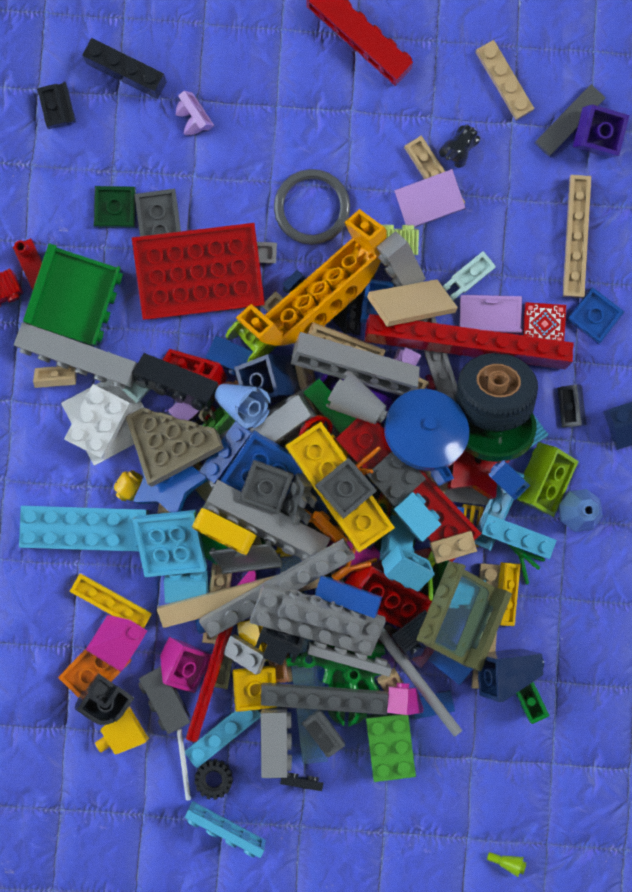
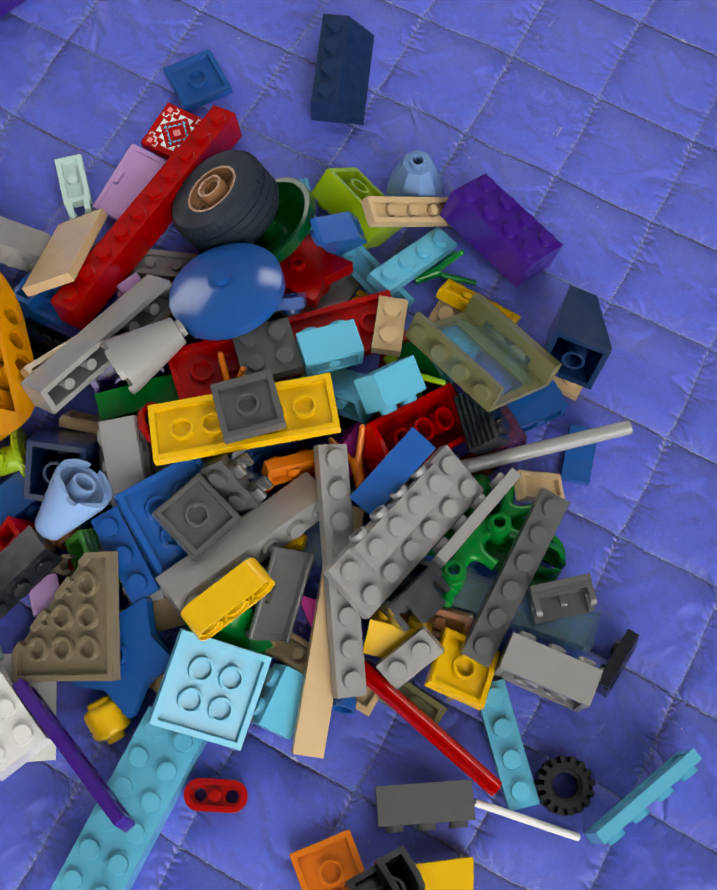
camera: 65 degrees left, 15 degrees down
(98, 479) = (74, 756): none -> dark purple tile
(109, 600) = (253, 822): yellow plate -> none
(113, 573) = (216, 795): none -> red plate
(116, 641) = (311, 835): dark pink slope -> none
(183, 665) = (387, 755): dark pink slope -> none
(390, 746) = (612, 526): bright green brick -> none
(404, 700) = (557, 475): dark pink slope -> none
(532, 703) = (628, 331): green brick -> none
(552, 518) = (404, 211): none -> tan plate
(570, 586) = (500, 229): none -> dark purple brick
(571, 406) = (287, 147): black slope -> none
(576, 236) = (97, 59): tan plate -> none

